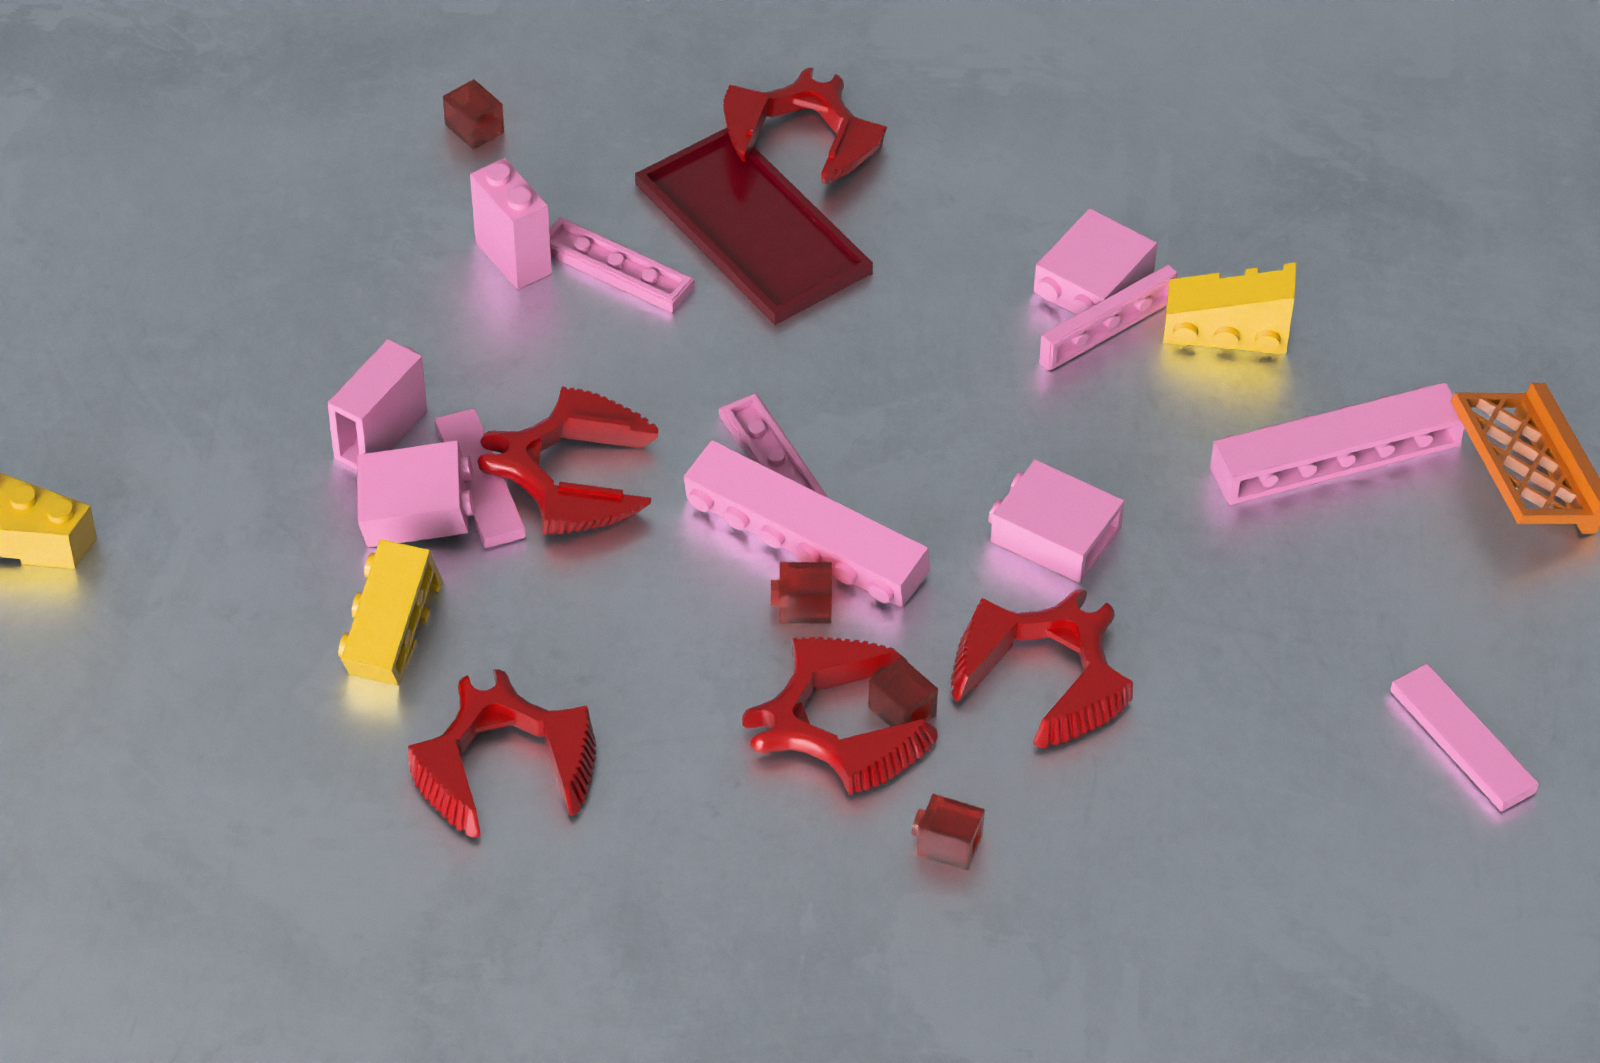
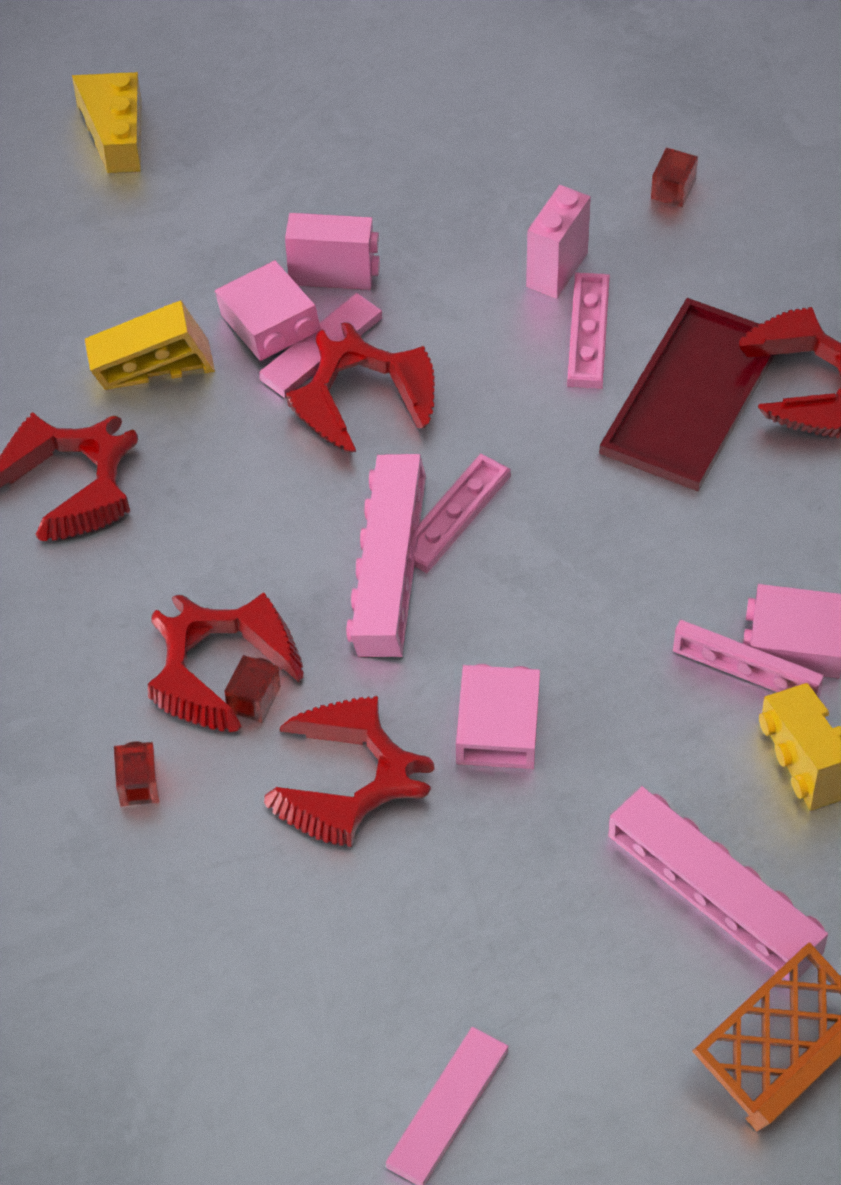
camera: 65 degrees right, 5 degrees up
(803, 592) = (321, 583): clear red brick -> none

